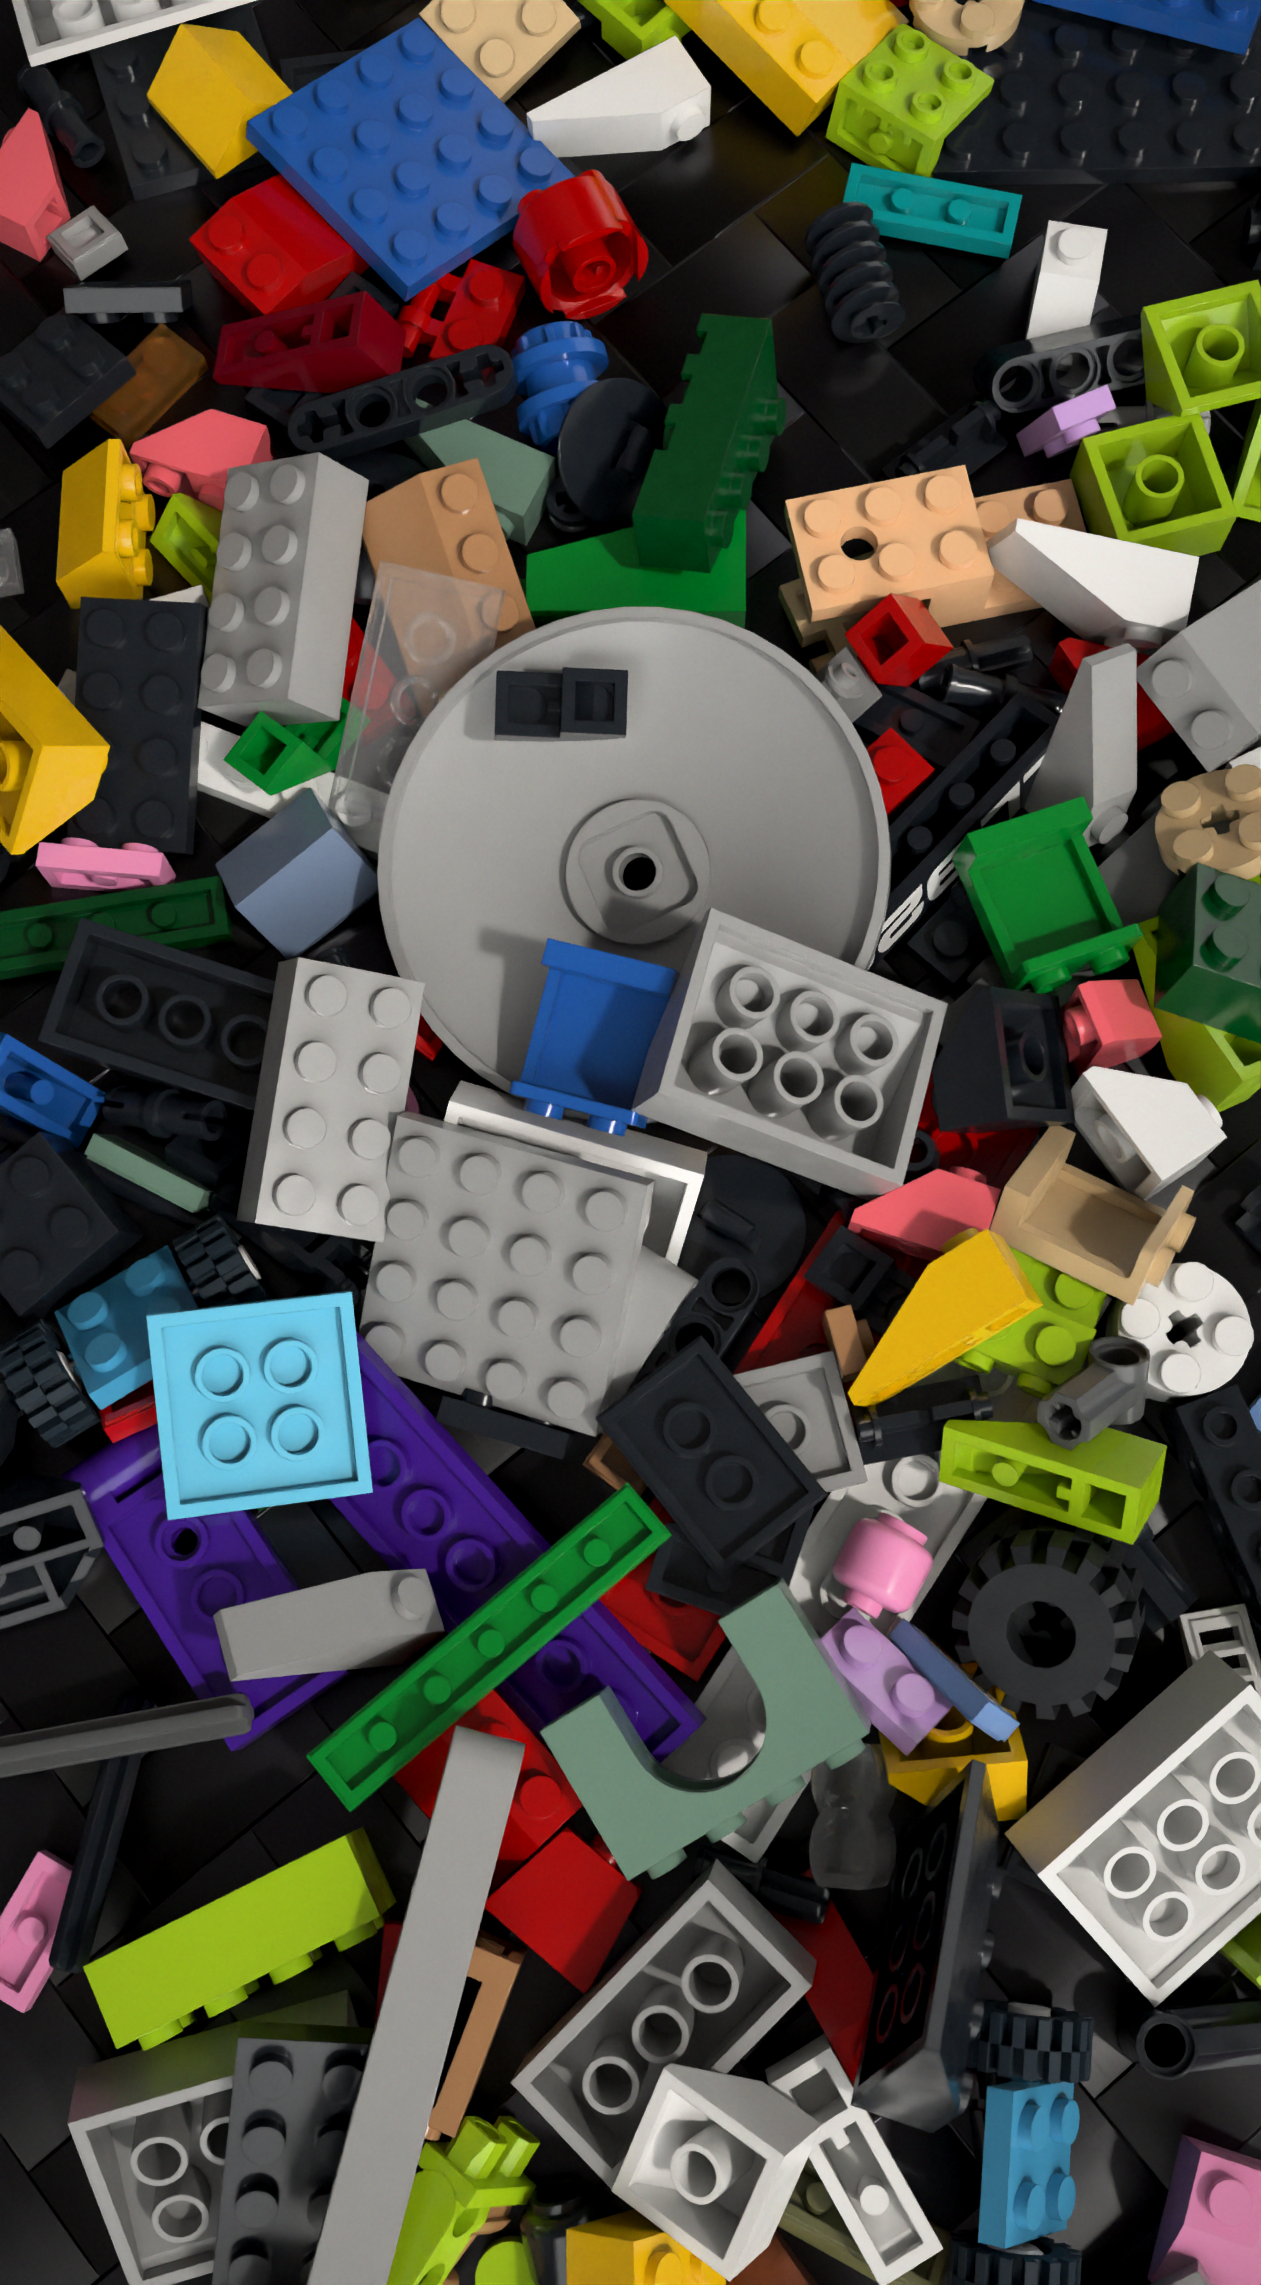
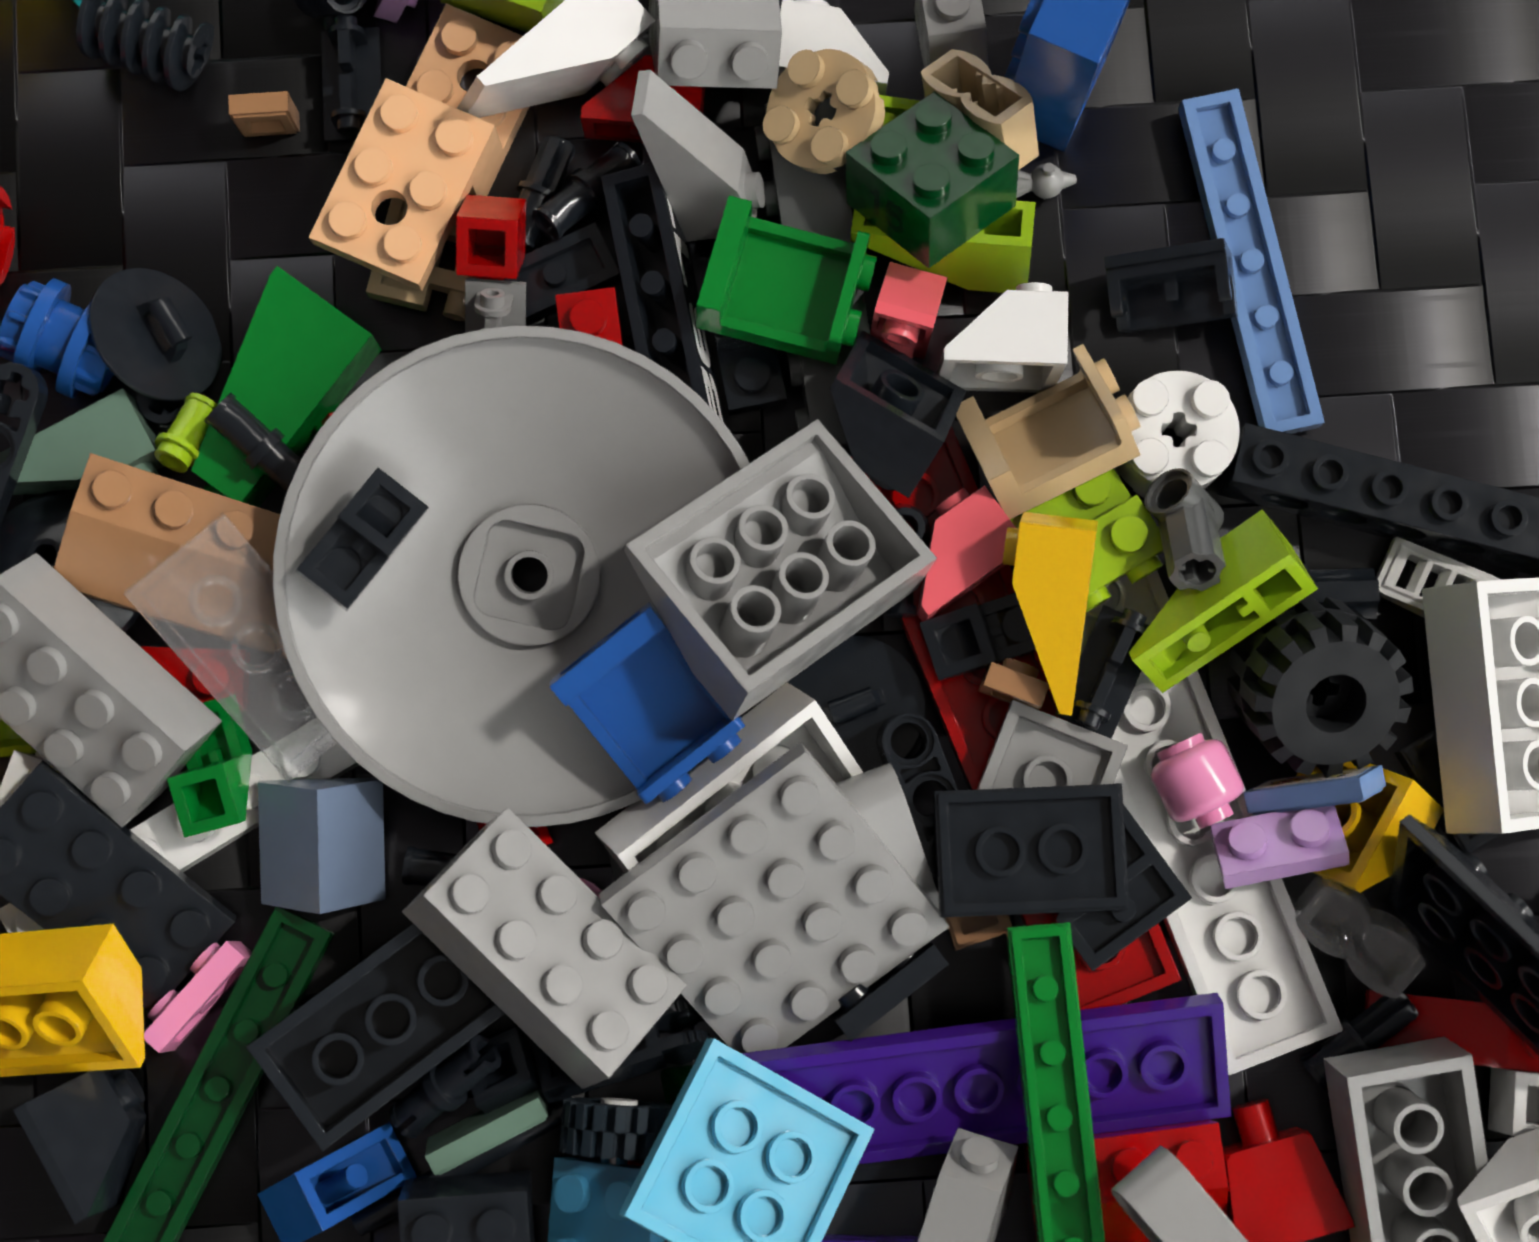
camera: 60 degrees left, 5 degrees up
(542, 532) = (184, 438): none -> lime pin
(587, 571) = (255, 441): none -> black pin
(654, 1812) = (1266, 1080): sand green arch -> none
(711, 446) = (217, 260): dark green wedge -> none
(865, 407) = (264, 113): none -> medium nougat tile

